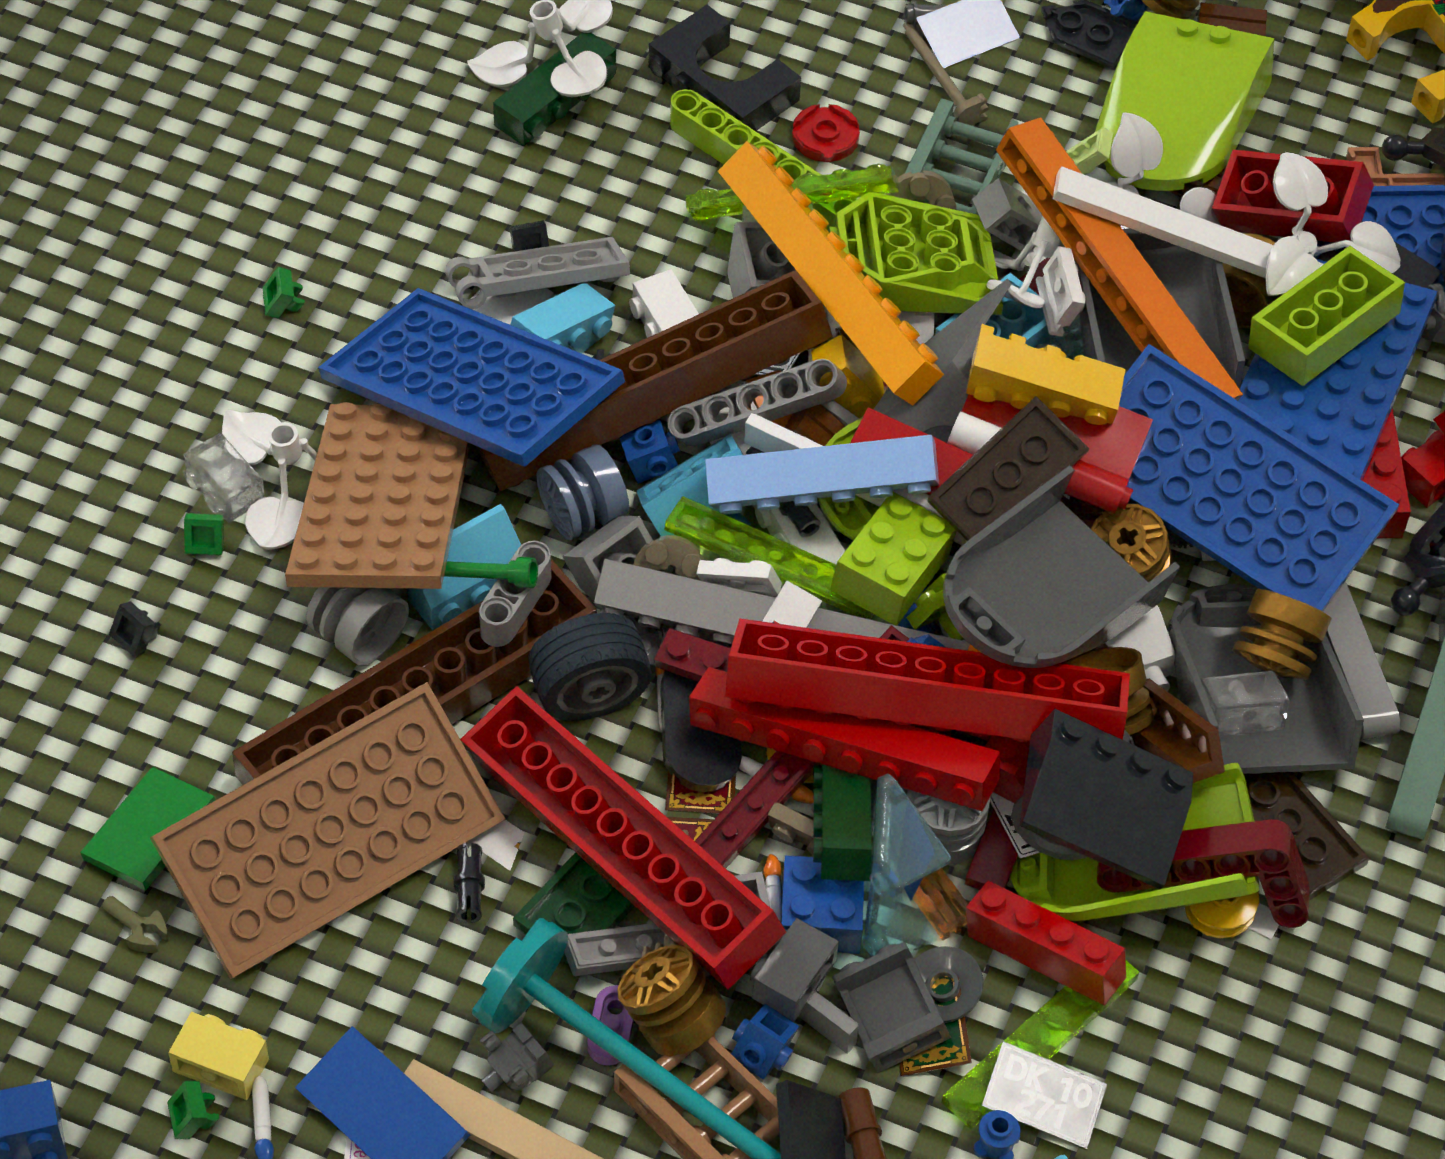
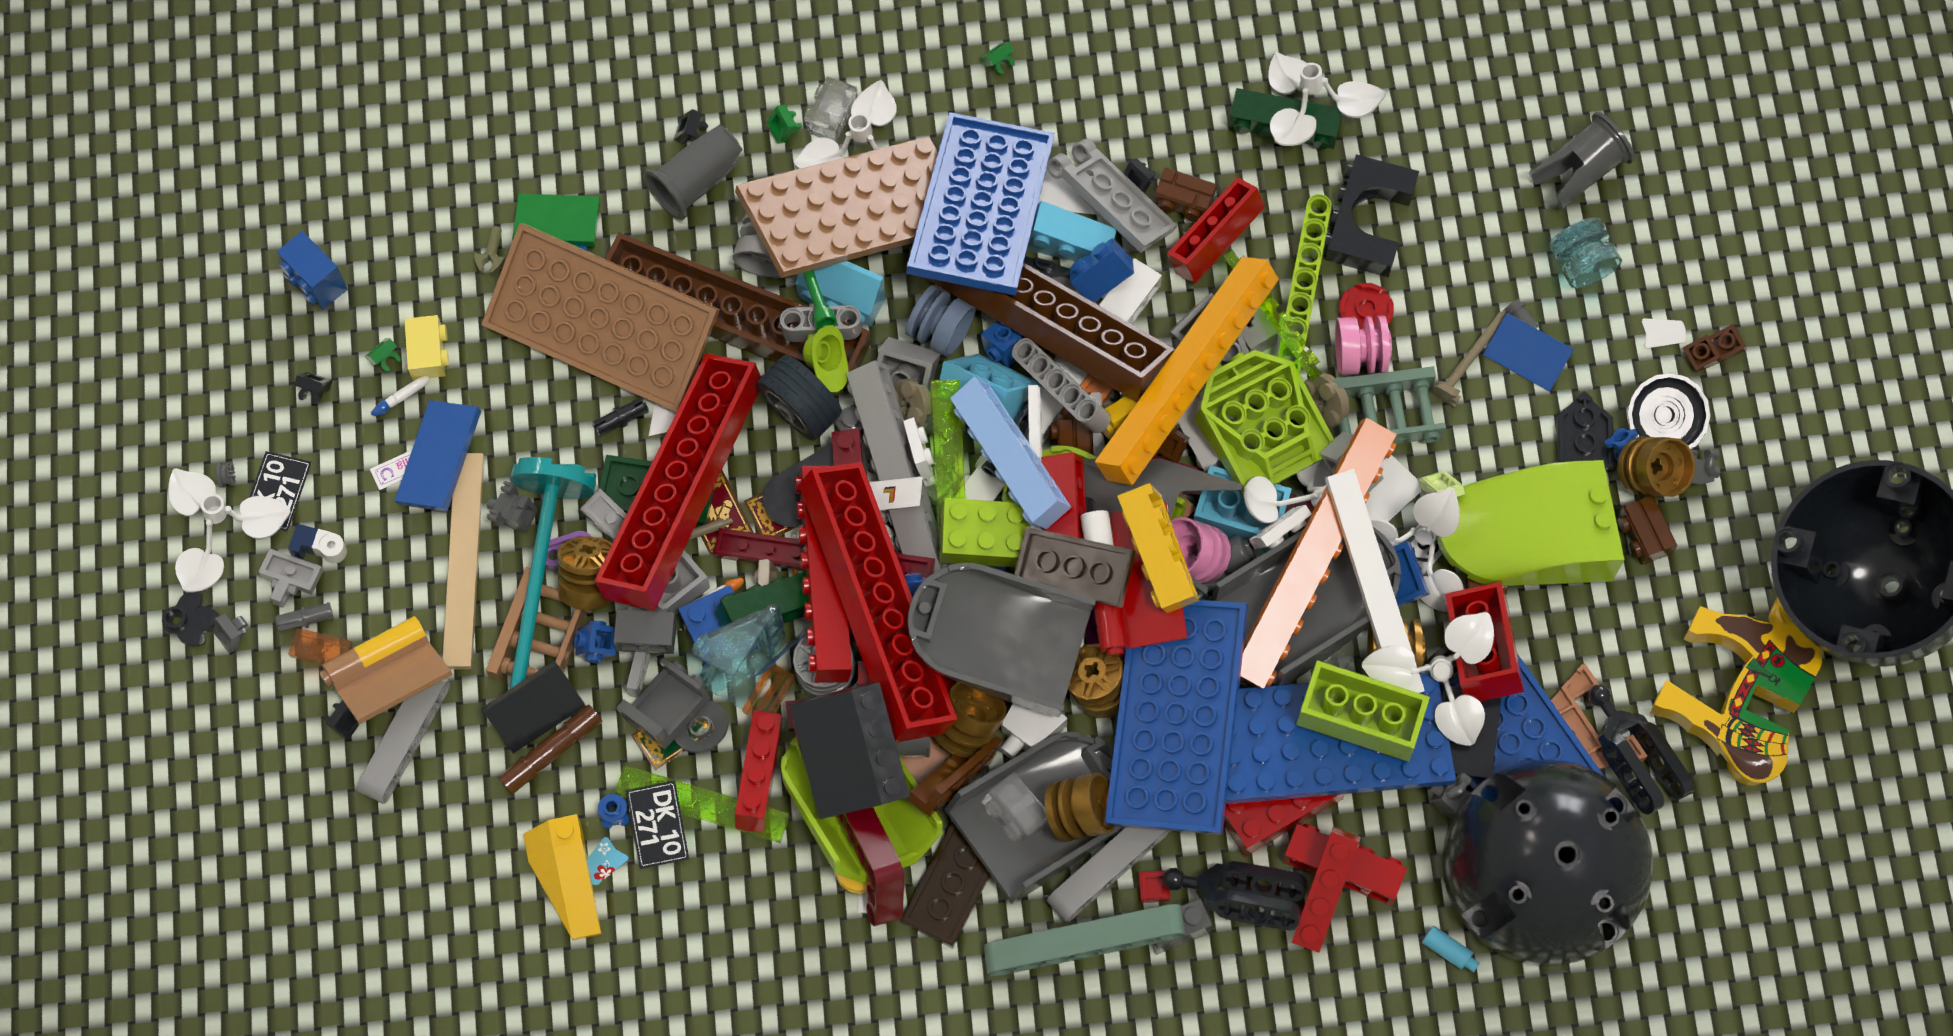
camera: 65 degrees right, 15 degrees up
(206, 645) = (693, 171): none -> dark grey piece
(554, 604) = (827, 356): none -> lime piece
(582, 210) = (1184, 194): none -> reddish brown brick
(629, 310) = (1101, 270): none -> blue brick
(649, 201) = (1216, 230): none -> red brick
(878, 134) = (1362, 345): none -> bright pink wheel
(1396, 633) = (1152, 887): none -> red tile

